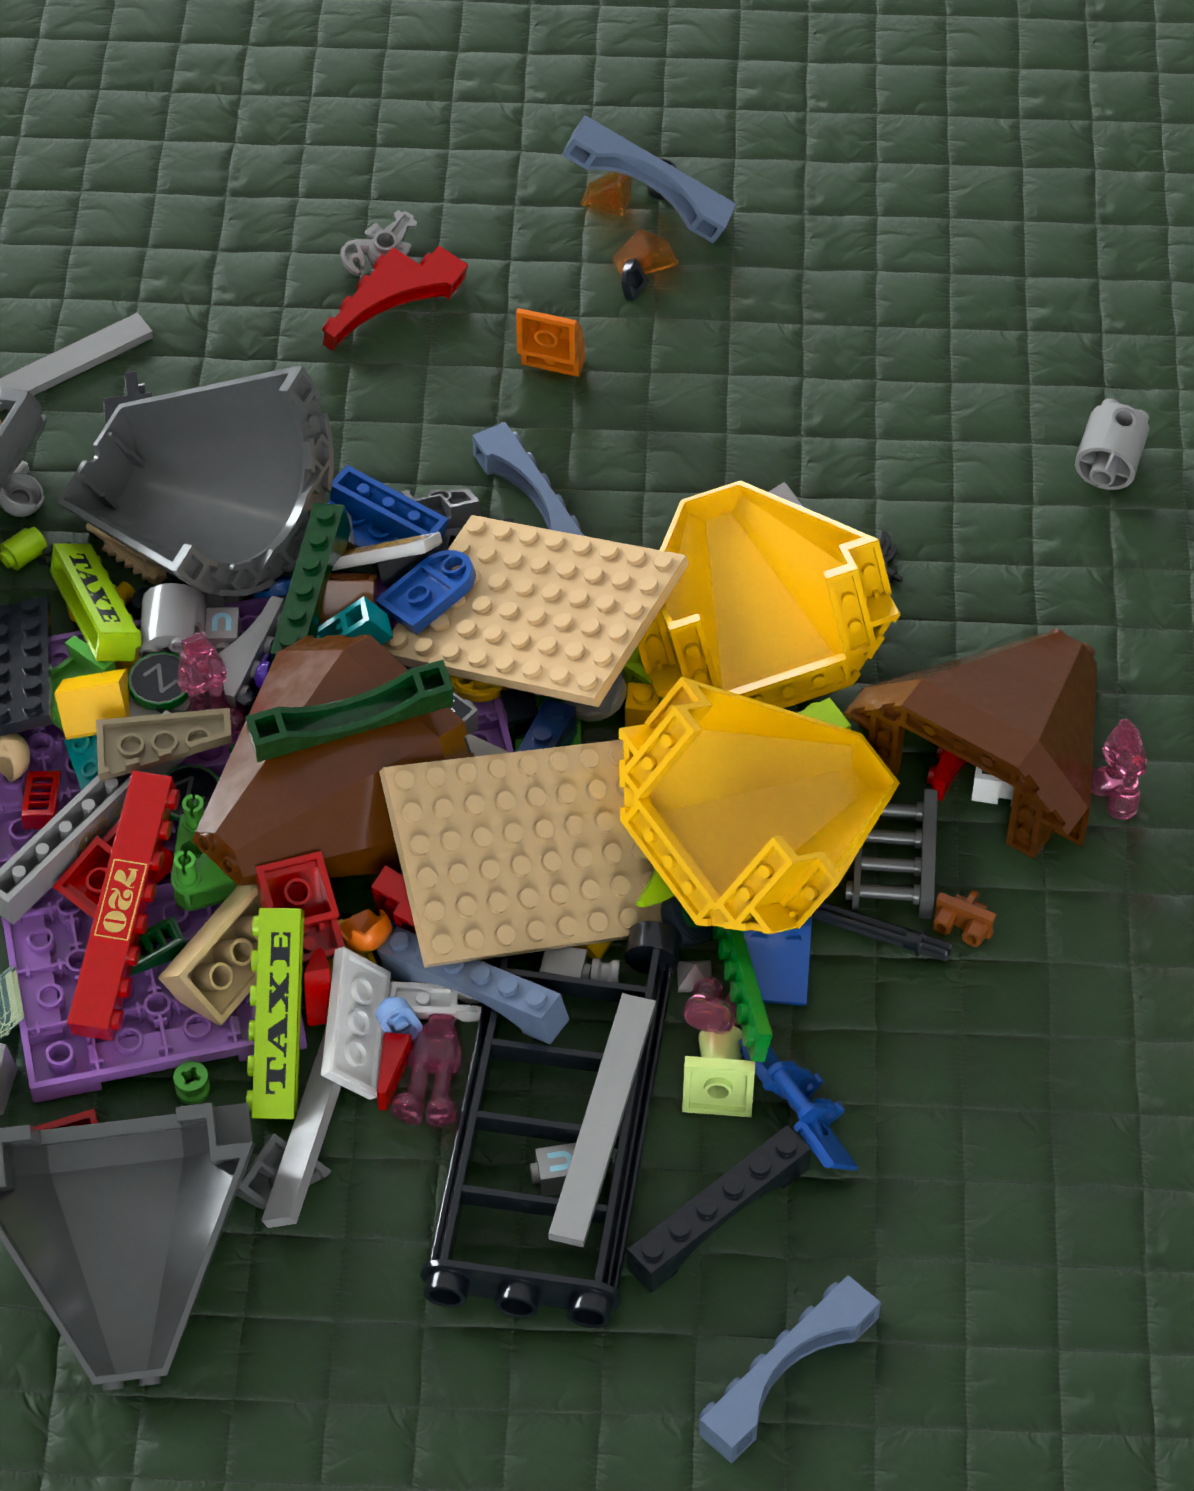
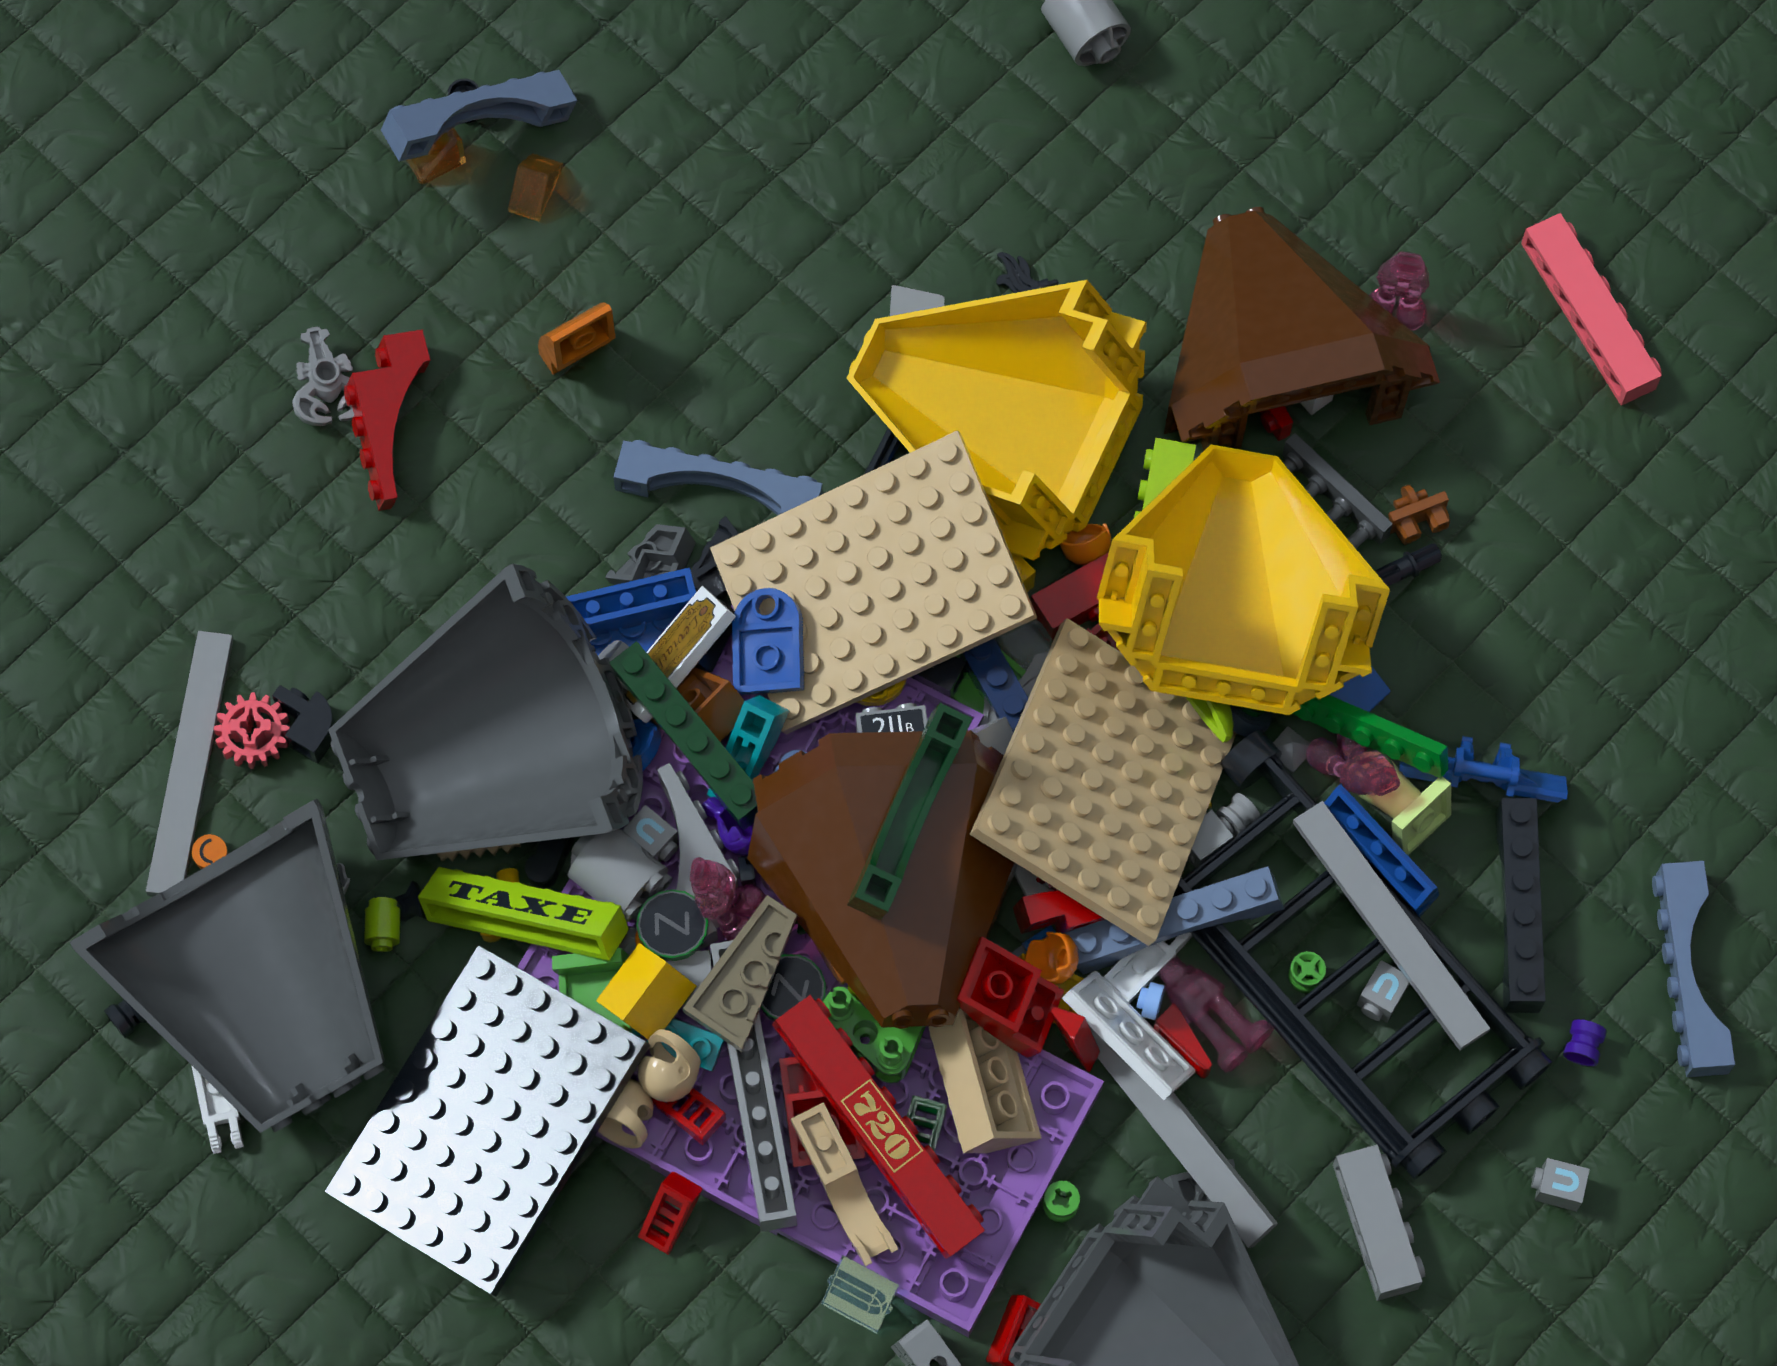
camera: 50 degrees left, 15 degrees up
(50, 762) = (663, 1074): none -> tan helmet
(66, 922) = (842, 1183): none -> tan piece
(92, 385) = (237, 728): none -> coral gear
(277, 1013) = (1083, 1088): lime brick -> none
(367, 1300) = (1378, 1222): none -> light grey brick
(518, 1403) = (1560, 1184): none -> light grey brick
(523, 1101) = (1310, 965): none -> bright green wheel
(633, 279) = (555, 215): black tile -> none
(652, 1334) = (1584, 1042): none -> dark purple wheel
(661, 1076) = (1382, 851): none -> blue slope

